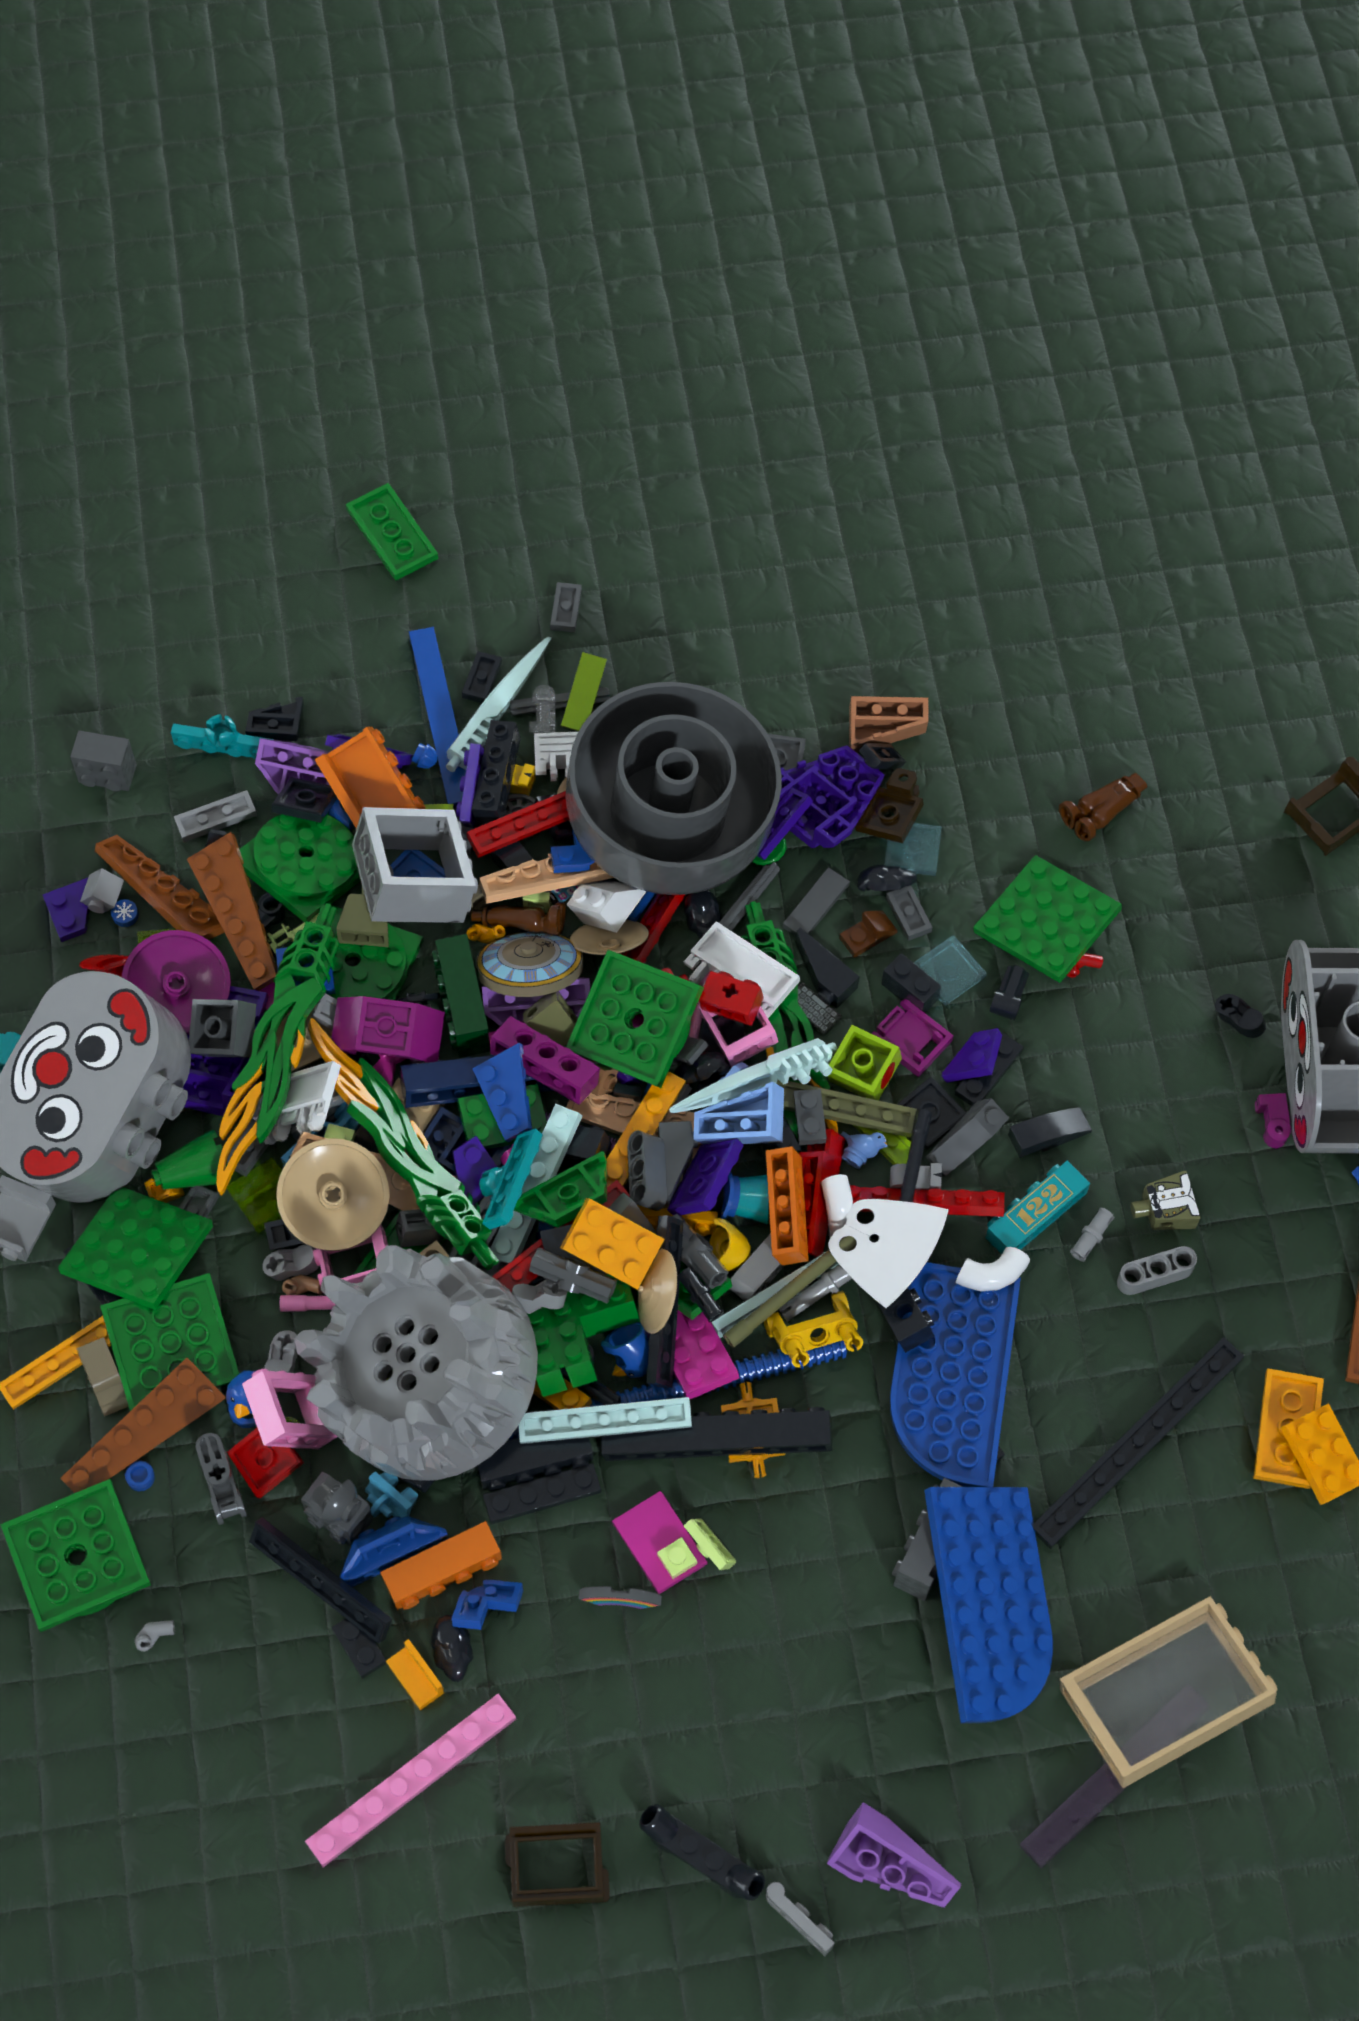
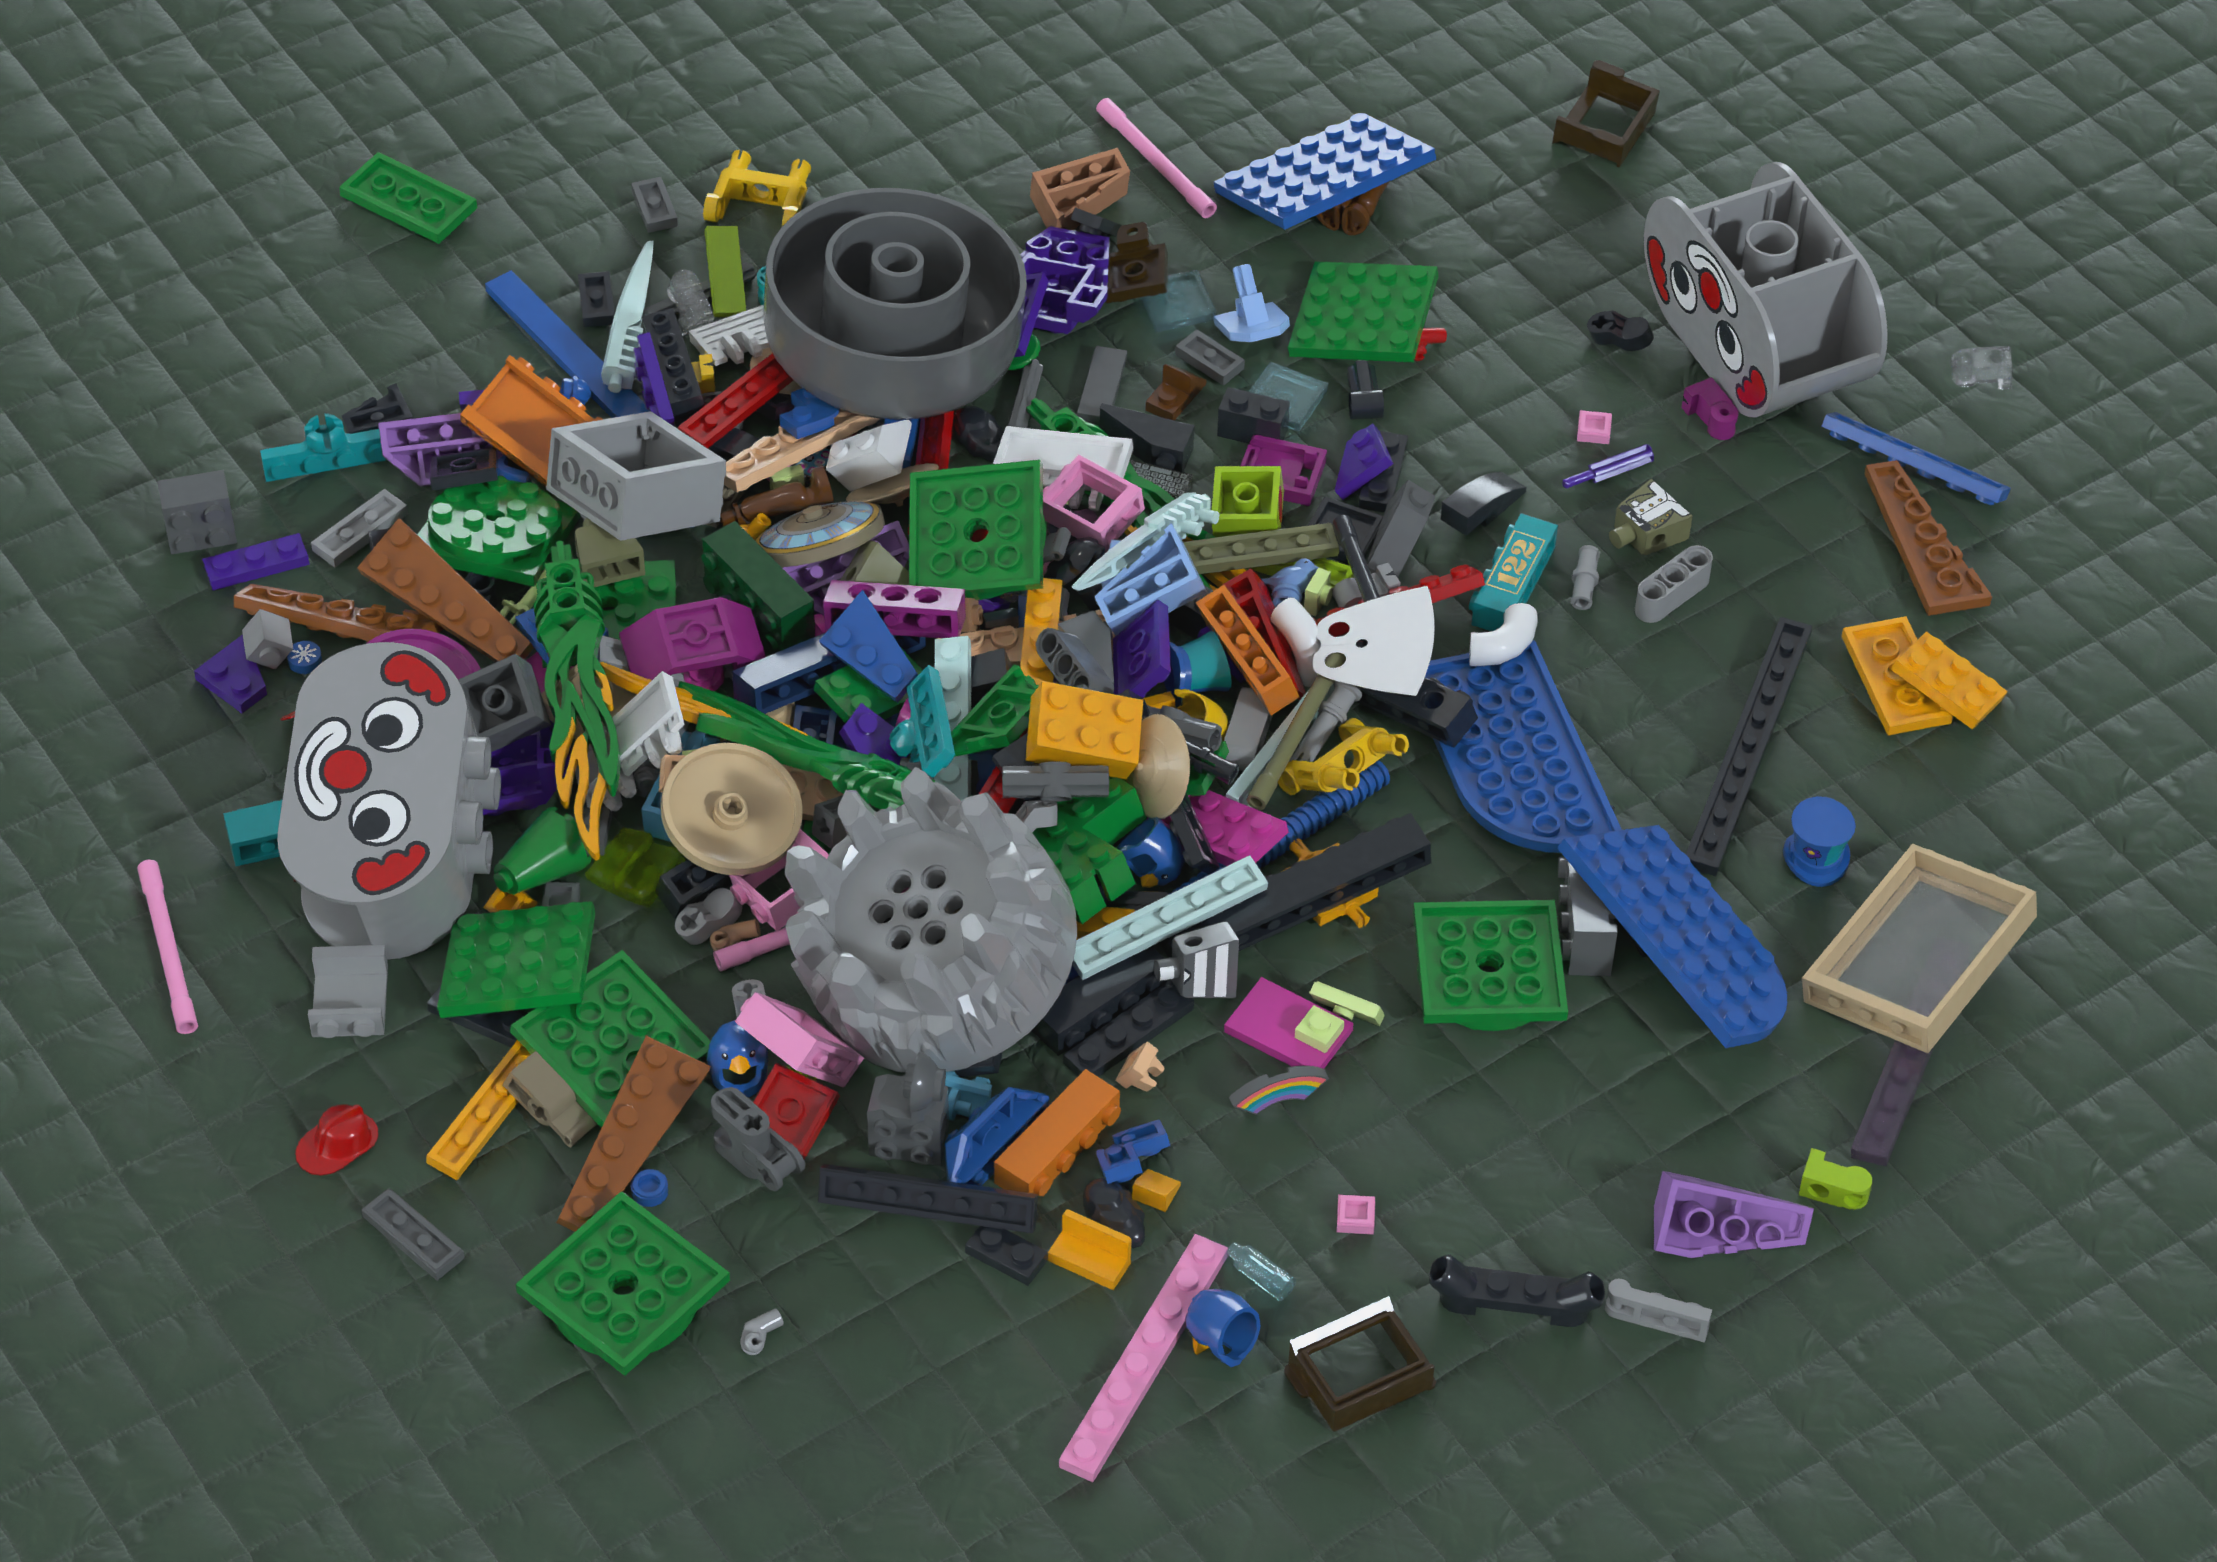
camera: 25 degrees left, 15 degrees down
(131, 814) = (255, 561): none -> dark purple plate
(471, 1776) = (1221, 1319): none -> blue piece
(492, 1639) = (1155, 1189): none -> light orange slope
(529, 1529) = (1137, 1067): none -> light nougat tile
(530, 1747) = (1262, 1270): none -> clear light blue cylinder
(614, 1467) = (1202, 963): none -> dark grey torso
(624, 1727) = (1355, 1214): none -> bright pink tile
(637, 612) = (739, 184): none -> yellow connector
(738, 1007) = (1075, 471): red brick -> none
(809, 1117) = (1220, 564): dark grey plate -> none
(828, 1524) = (1513, 938): none -> green piece
(879, 1163) = (1318, 592): none -> yellowish green plate
(885, 878) = (1164, 332): black arm -> none
(958, 892) = (1252, 317): none -> light blue piece
(975, 755) = (1193, 194): none -> bright pink piece
(998, 1874) = (1835, 1183): none -> lime leg
(1083, 776) = (1324, 170): none -> blue plate
(1141, 1559) = (1819, 843): none -> blue hat
(1169, 1139) = (1613, 466): none -> axle
(1174, 1095) = (1594, 427): none -> bright pink tile

